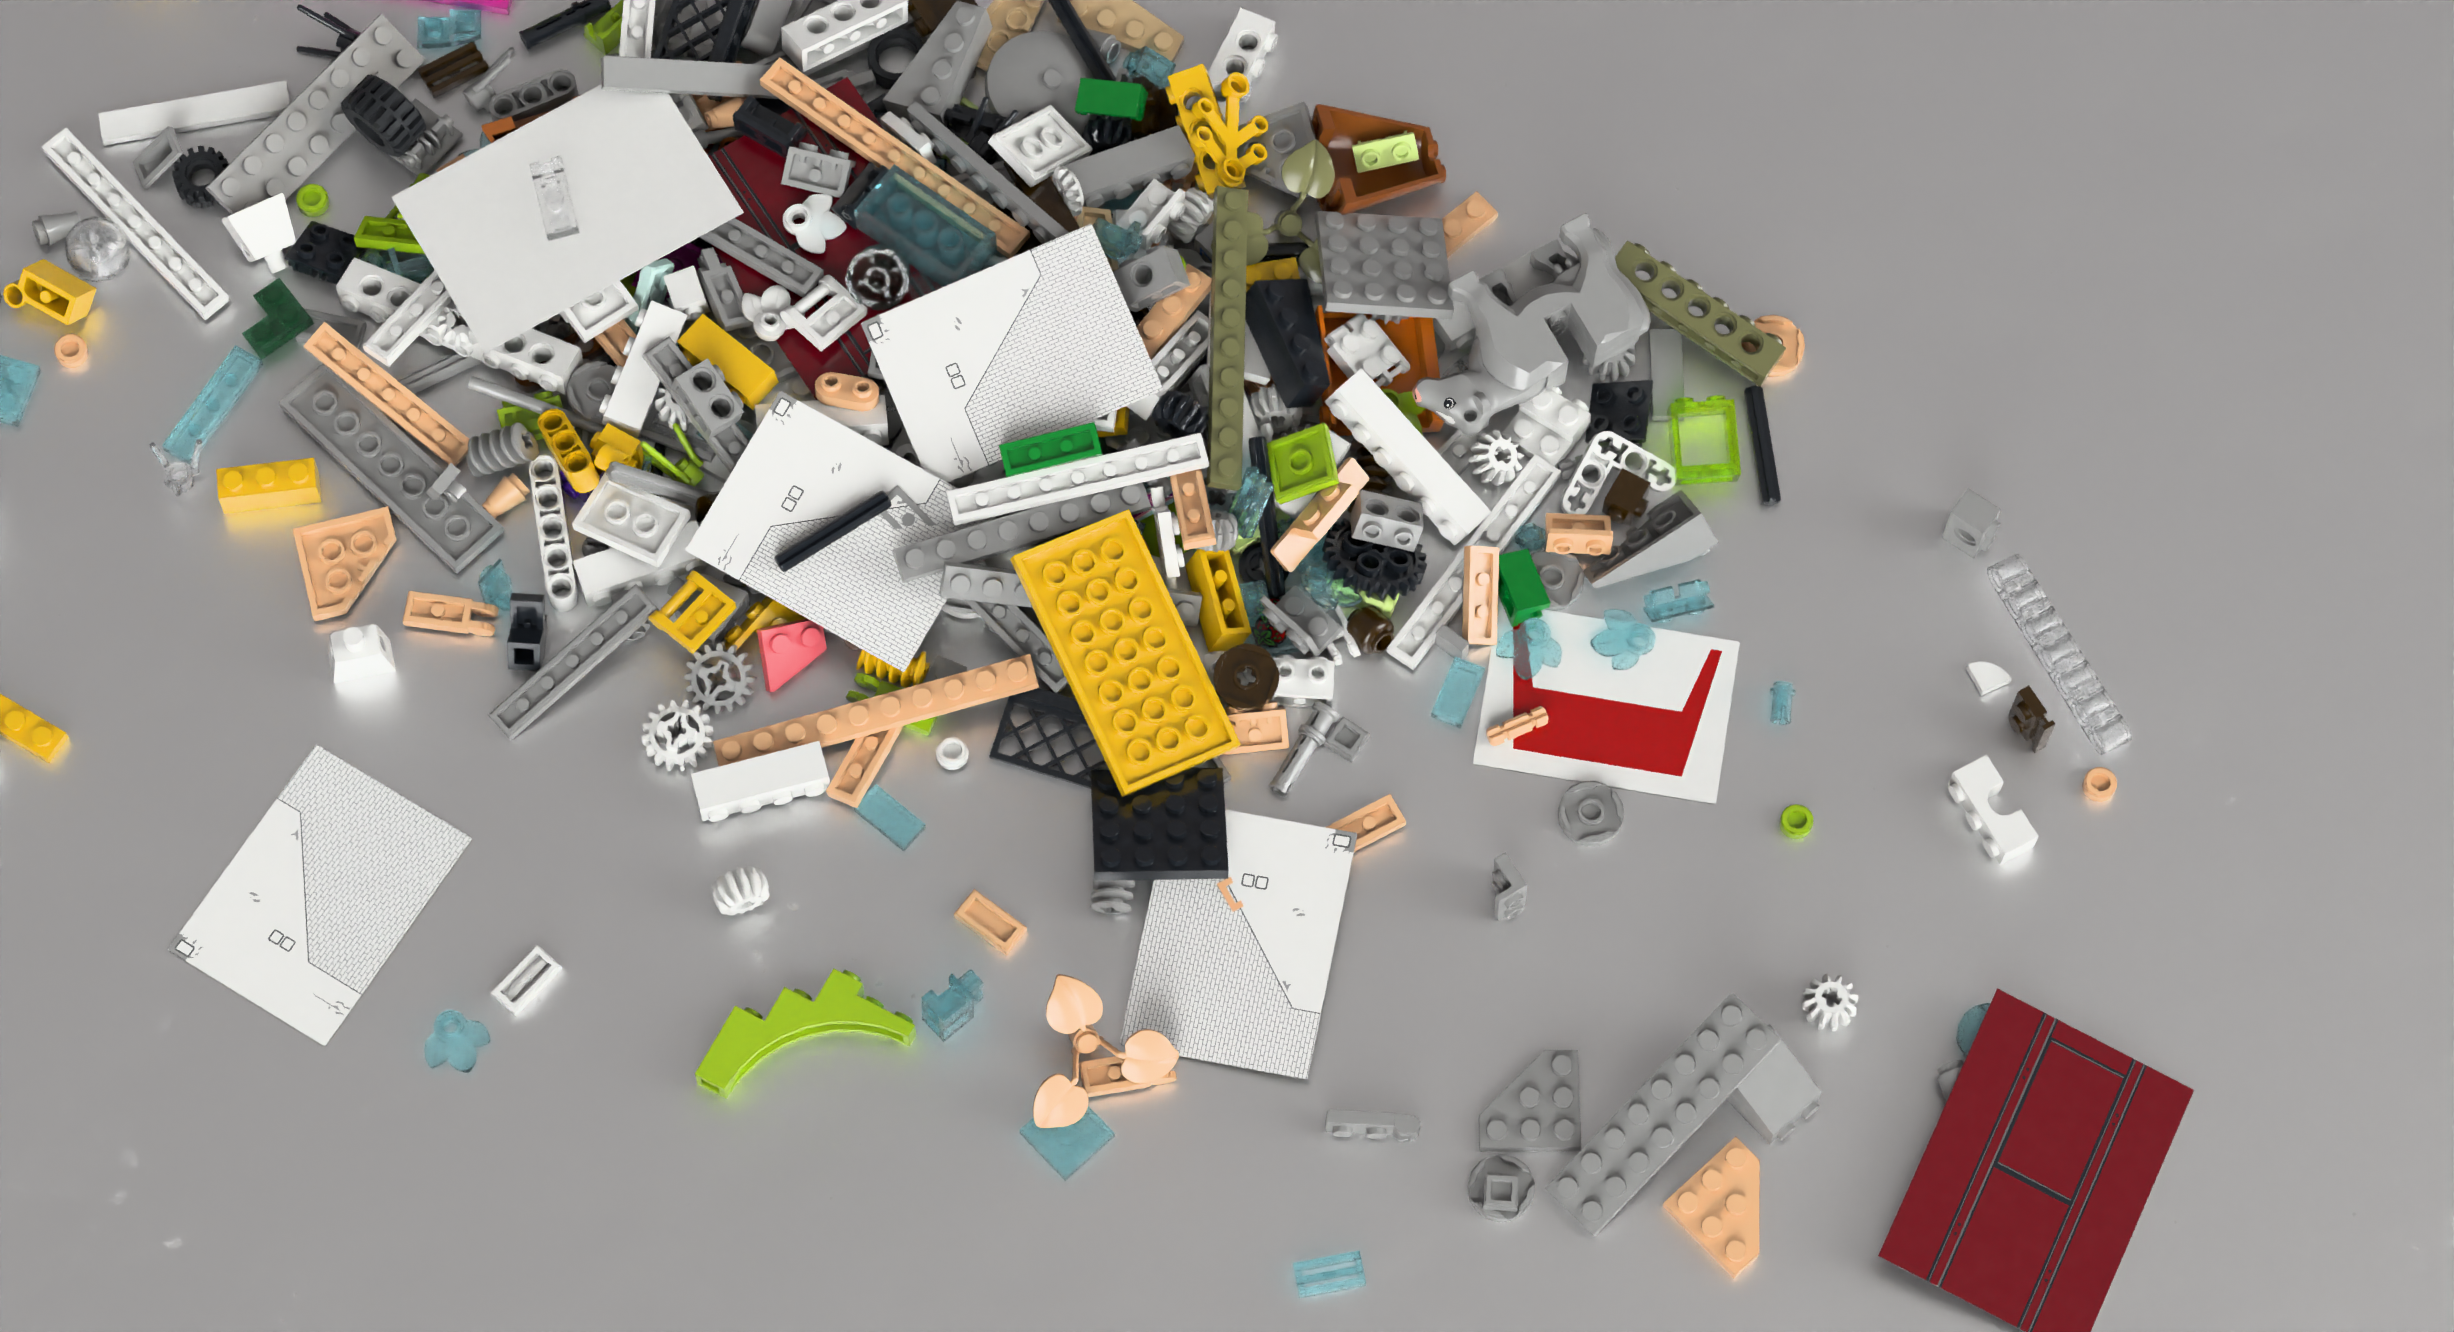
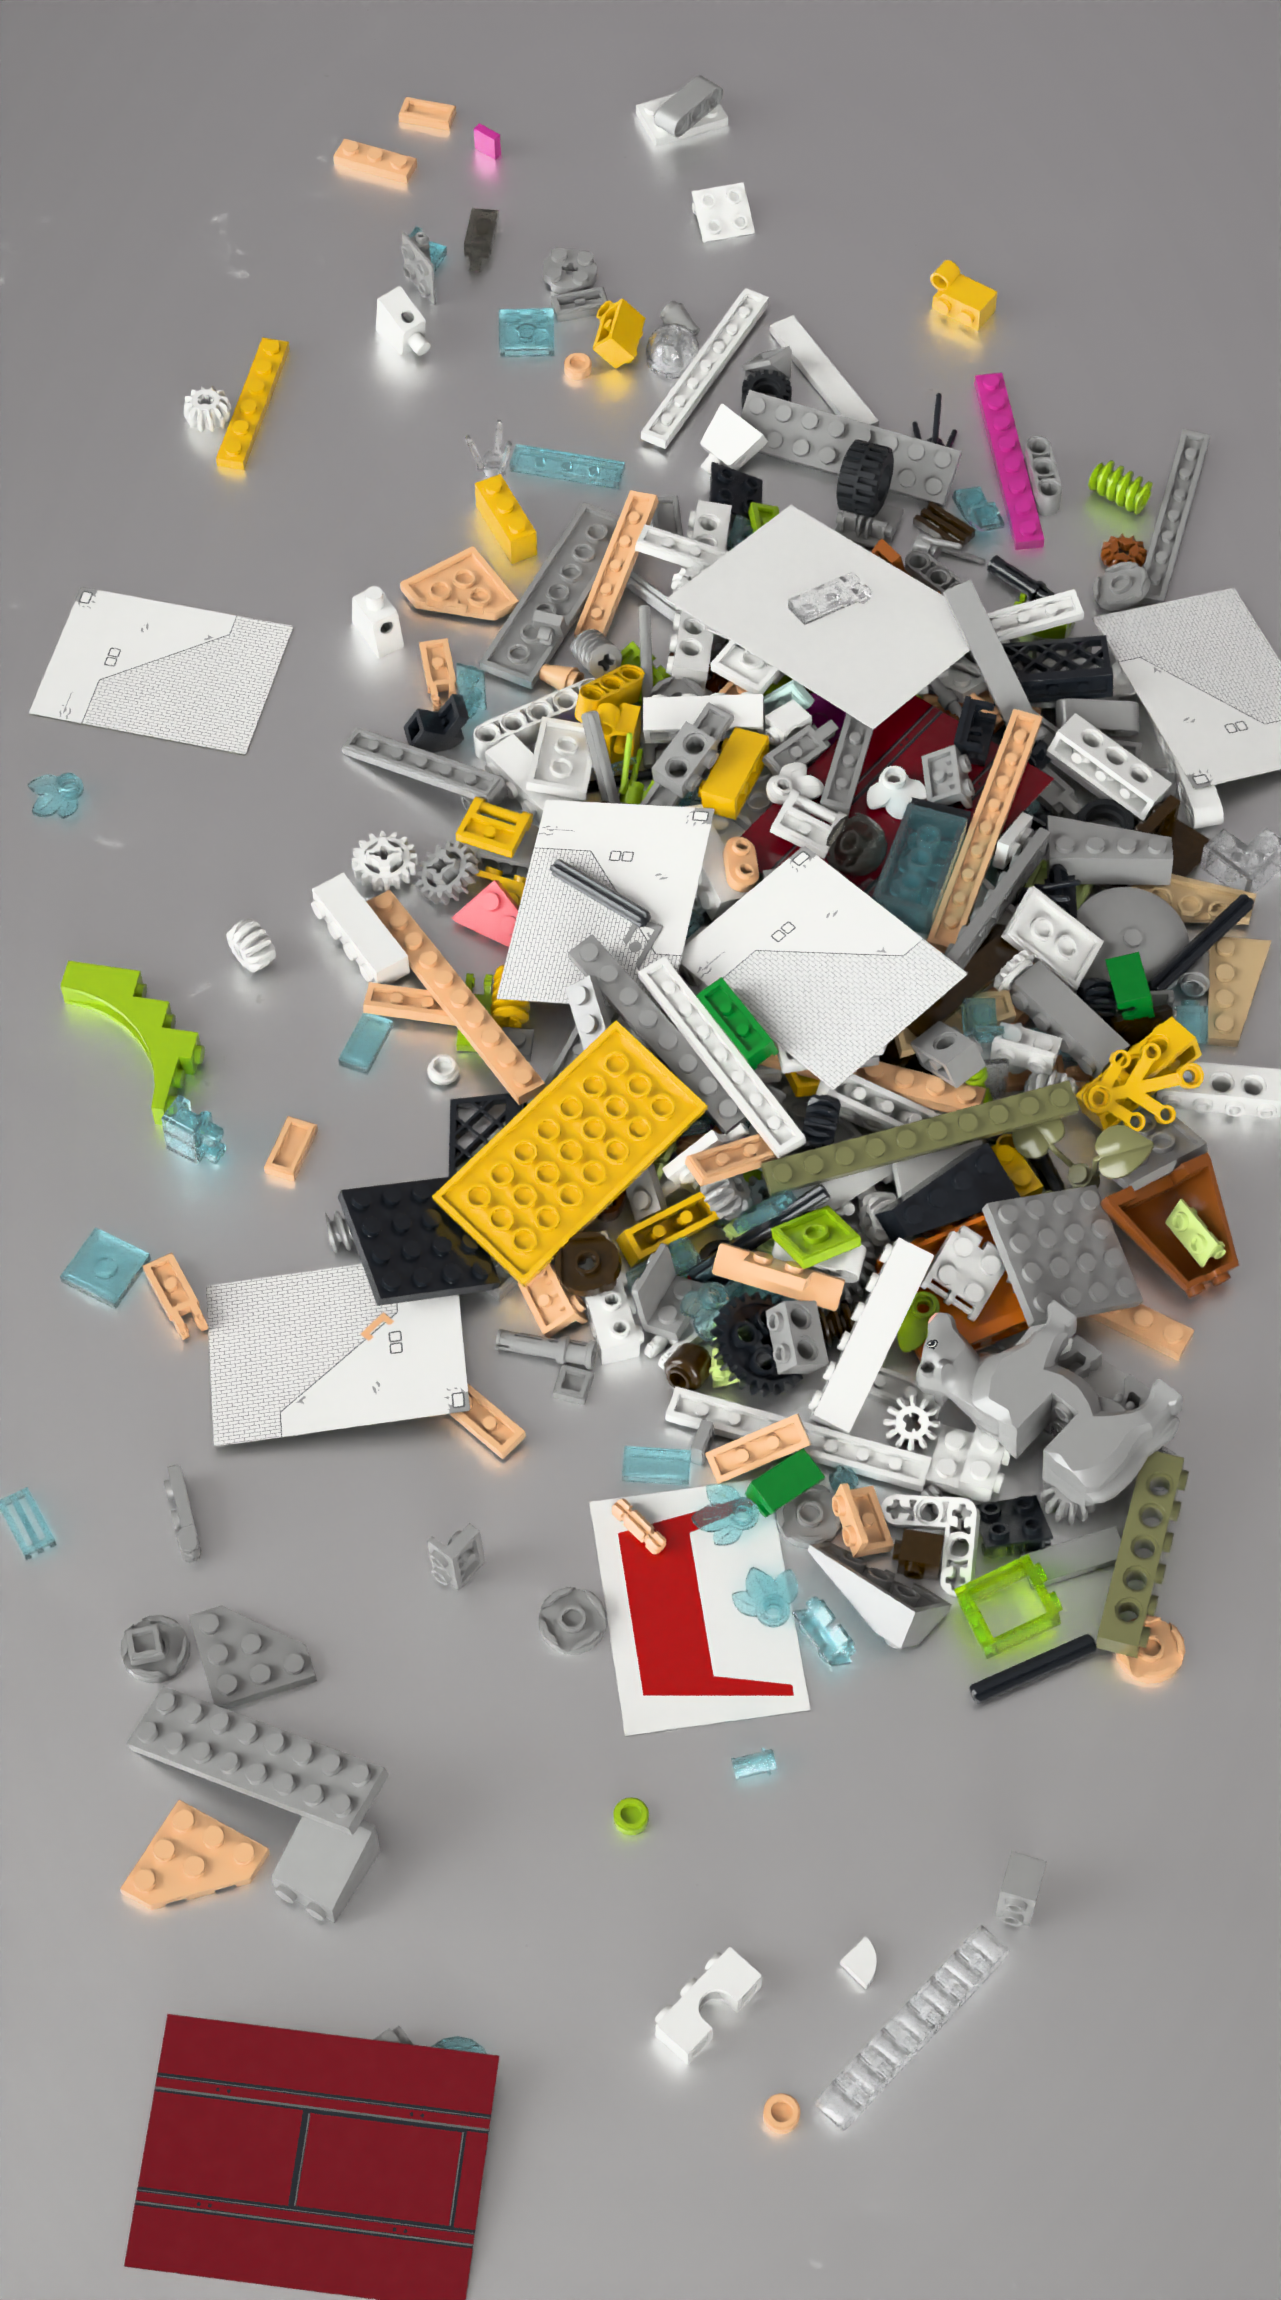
camera: 75 degrees right, 10 degrees down
(283, 320) = (663, 483): clear green plate -> none
(312, 200) = (780, 473): lime tile -> none
(526, 998) = (124, 831): white tile -> none
(1072, 1011) = (188, 1294): light nougat plant -> none
(1842, 1006) = (450, 1905): white gear -> none
(2029, 718) = (823, 2005): dark brown plate -> none

